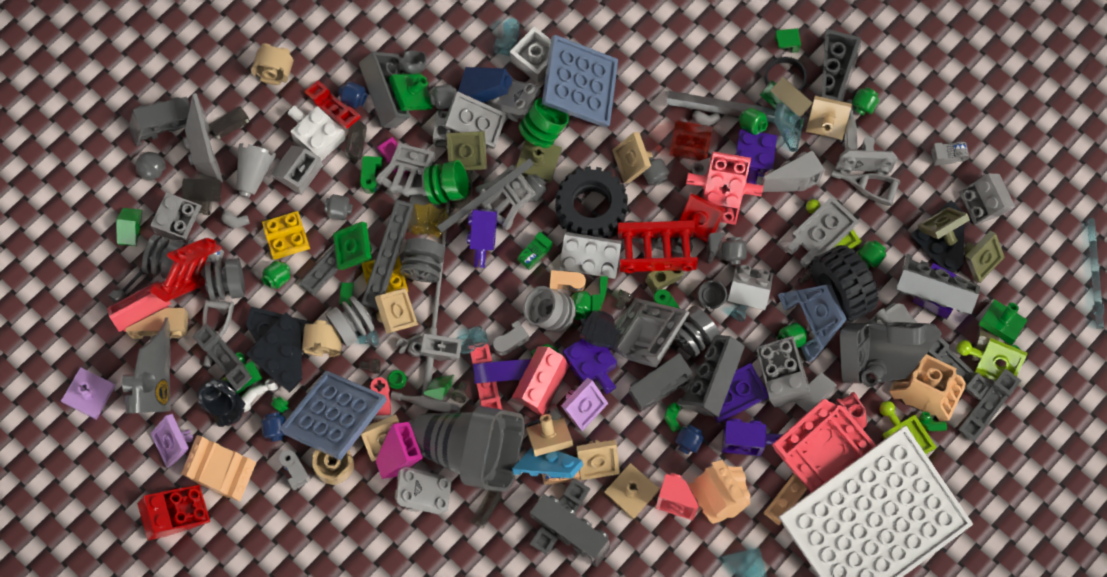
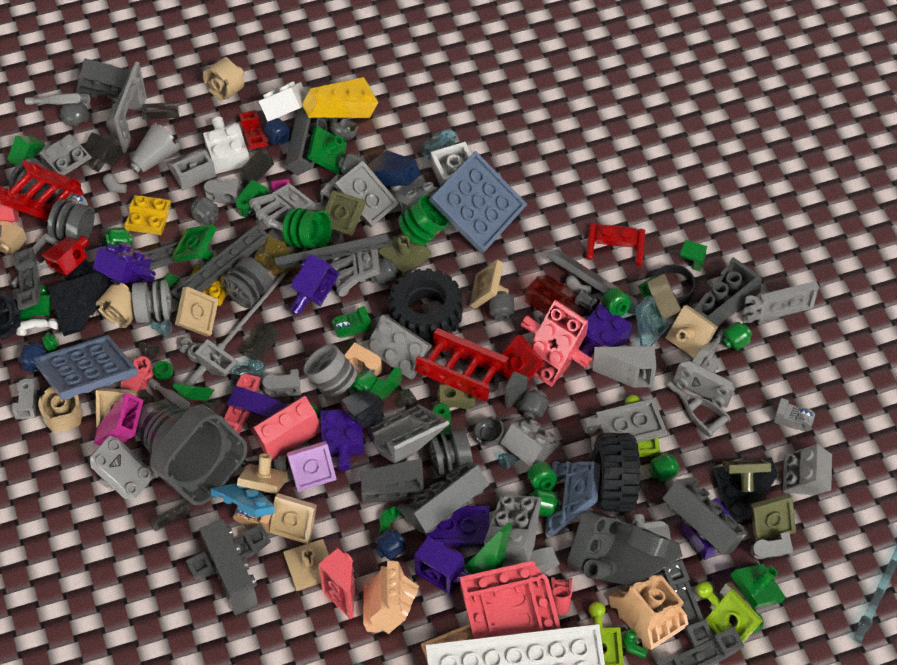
camera: 30 degrees right, 15 degrees down
(130, 158) = (60, 99): none -> light grey piece
(242, 315) = (66, 255): none -> red torso
(303, 298) = (123, 263): none -> dark purple brick
(341, 179) = (223, 191): none -> light grey leg
(346, 63) = (284, 101): none -> white brick
(399, 35) = (341, 100): none -> yellow wedge
(400, 413) = (144, 395): none -> clear smoke piece
(463, 308) = (259, 341): none -> clear smoke slope
(711, 53) = (617, 237): none -> red plate
(723, 130) = (587, 301): none -> dark grey bush
(779, 314) = (542, 476): none -> green head
(780, 412) = (492, 554): none -> green slope
(887, 52) = (781, 302): none -> light grey tile
(997, 281) = (768, 549): none -> light grey leg

